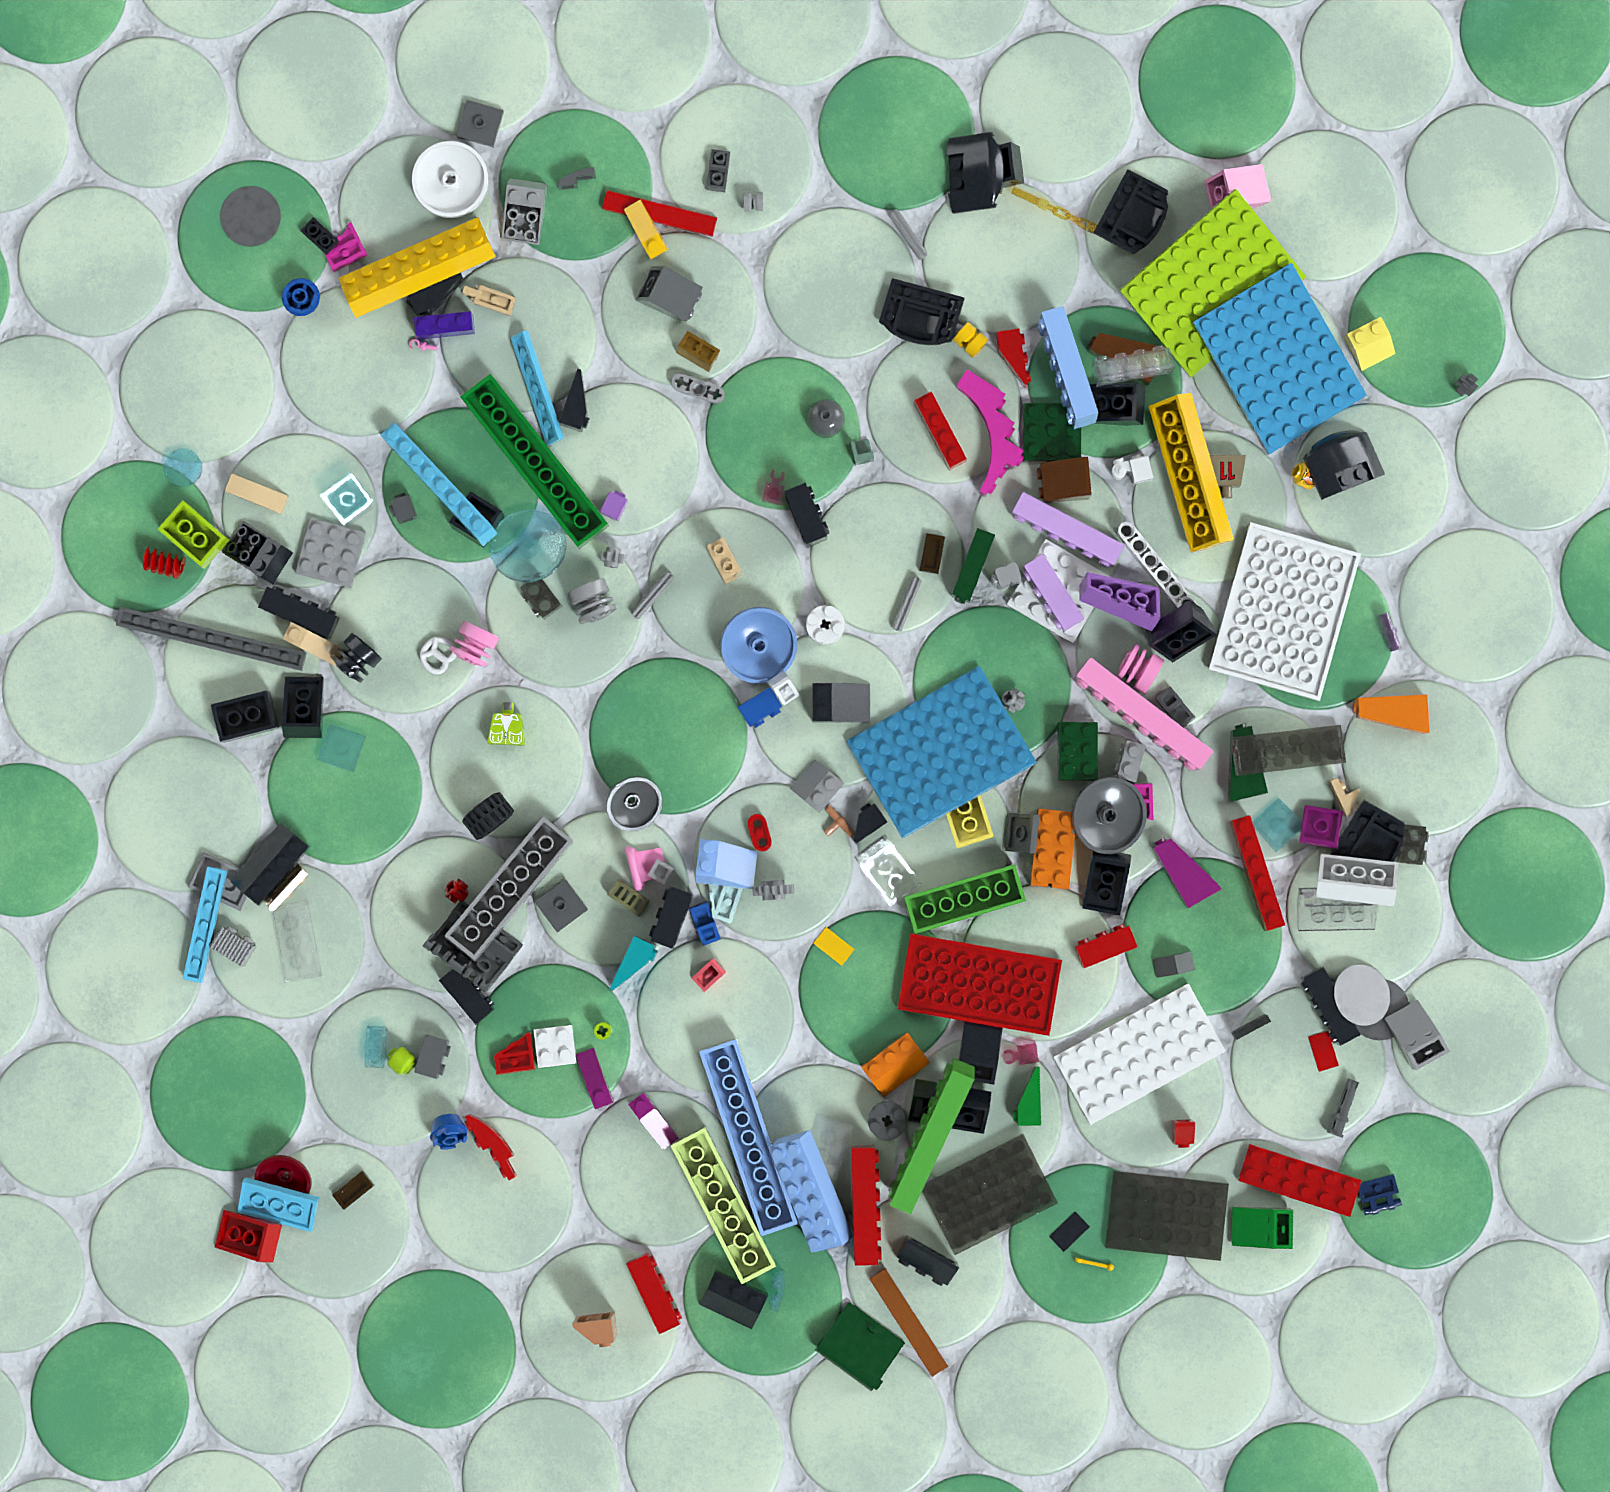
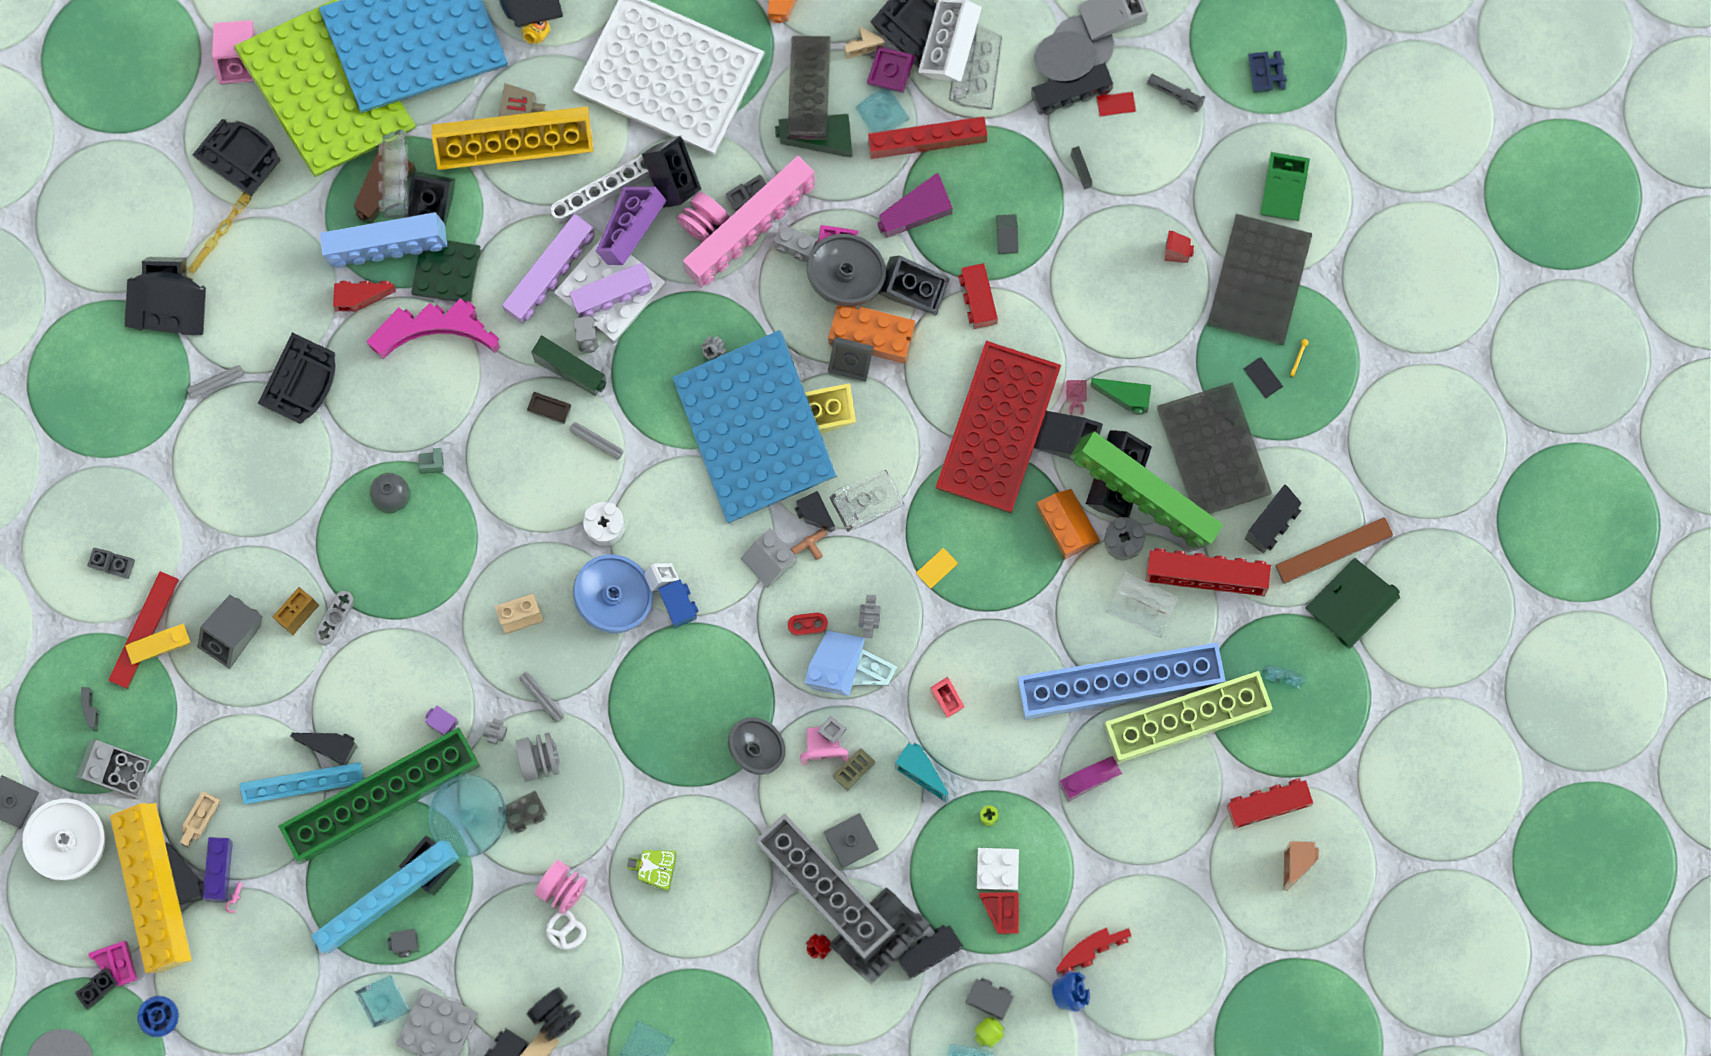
camera: 85 degrees left, 10 degrees down
(488, 815) = (744, 898): black tyre -> none
(594, 1078) = (1038, 832): magenta slope -> none
(671, 917) = (881, 725): black brick -> none
(705, 923) = (893, 694): blue slope -> none
(733, 1300) = (1287, 723): black slope -> none
(757, 201) = (150, 531): light grey wheel -> none
(774, 491) = (455, 556): clear pink plate -> none
(806, 514) = (486, 524): black brick -> none
(810, 1191) = (1186, 623): light blue brick -> none
(841, 702) = (686, 522): slope -> none
(940, 430) = (424, 379): red brick -> none
(964, 899) = (908, 426): bright green brick -> none
(970, 339) = (336, 334): yellow wheel -> none
(1064, 480) = (497, 262): reddish brown slope -> none
(1077, 751) = (776, 293): dark green brick -> none
(1138, 468) = (498, 190): white brick -> none
(1139, 1054) = (1092, 281): white plate -> none
(1299, 1180) = (1242, 144): red plate -> none

